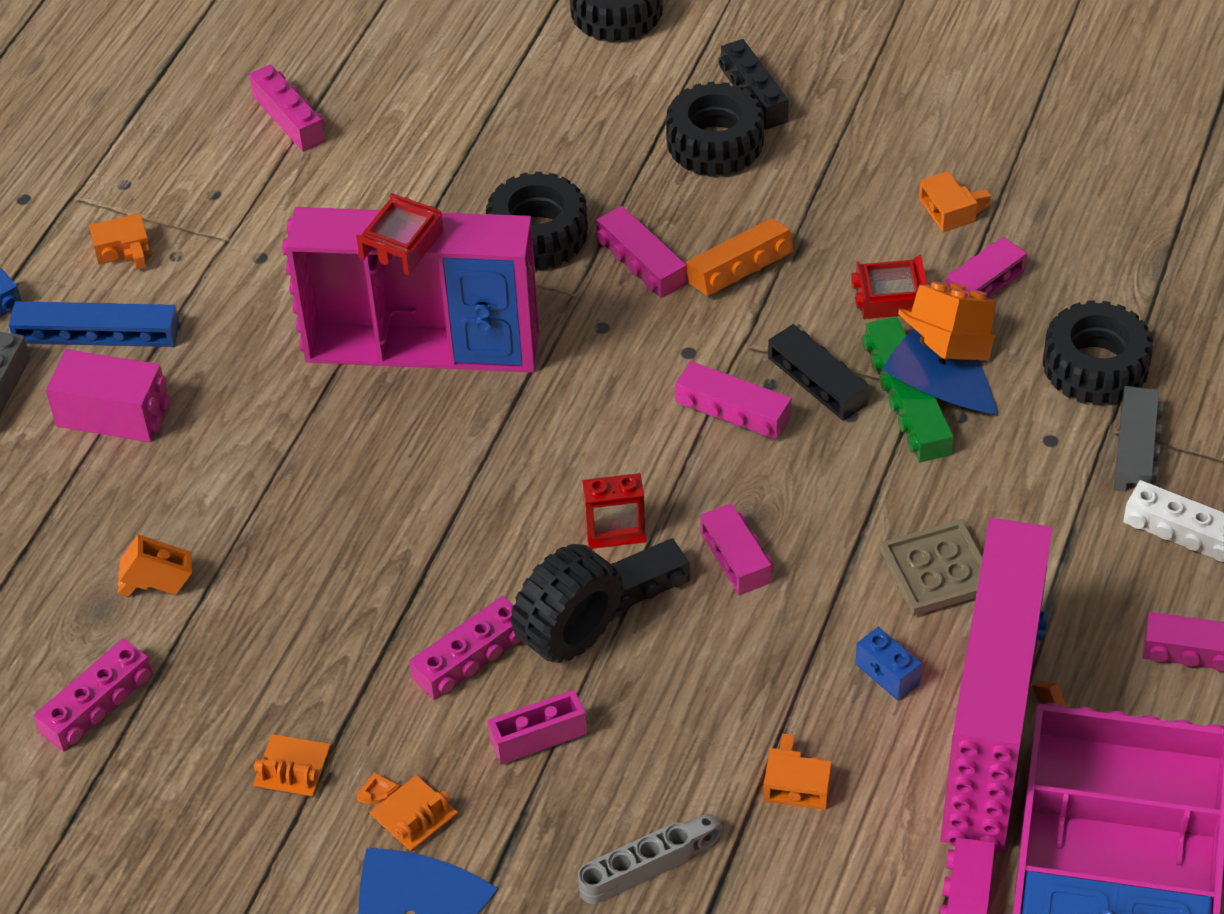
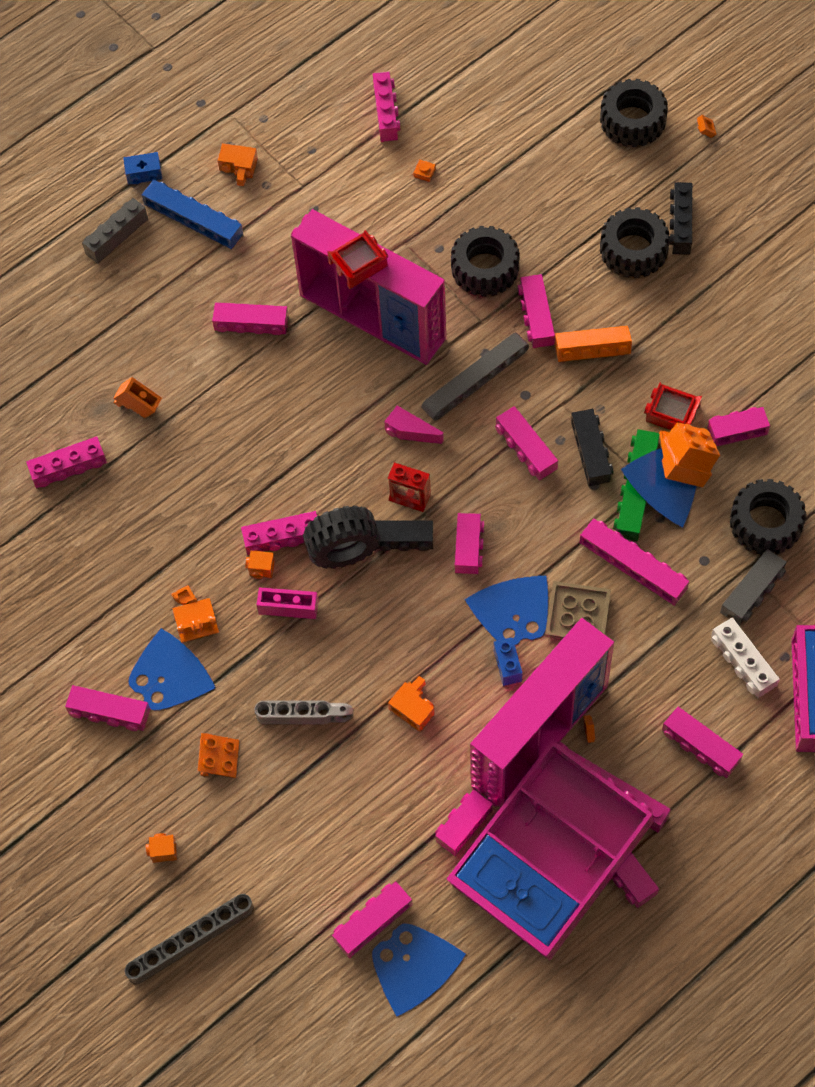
camera: 30 degrees right, 15 degrees up
(108, 395) = (171, 270): dark pink brick -> none
(255, 411) = (250, 318): none -> dark pink brick
(291, 765) = (147, 558): orange hinge -> none
(384, 159) = (424, 170): none -> orange plate
(464, 698) = (260, 564): none -> orange brick
(565, 447) = (409, 427): none -> dark pink slope
(610, 356) = (475, 376): none -> dark grey beam
(827, 600) = (519, 597): none -> blue piece
(949, 202) = (751, 365): orange hinge -> none
(967, 476) = (634, 561): none -> dark pink brick

